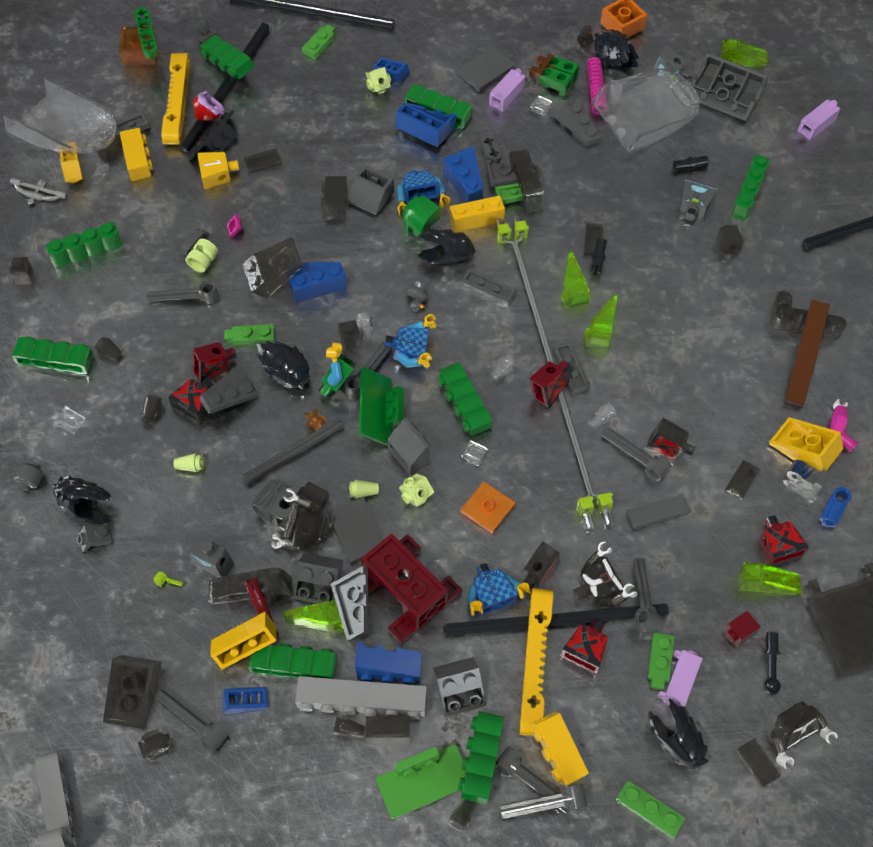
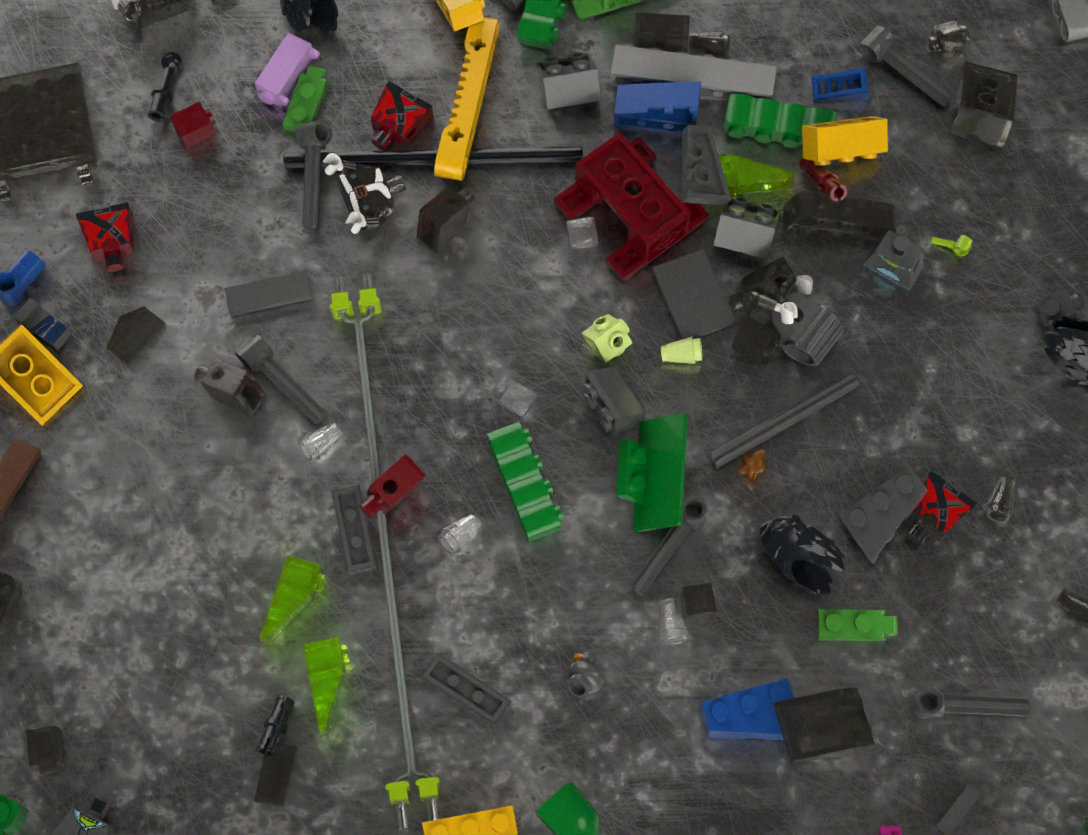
camera: 175 degrees left, 10 degrees up
(189, 463) = (935, 407): yellowish green cone -> none
(201, 255) = (946, 765): yellowish green wheel -> none
(211, 360) = (921, 558): dark red torso -> none
(340, 369) = (714, 529): torso -> none
(411, 343) = (600, 574): torso -> none
(451, 248) = (529, 755): black head -> none
(488, 507) = (506, 316): orange plate -> none
(494, 590) = (512, 193): torso -> none
(768, 579) = (141, 186): clear neon green slope -> none

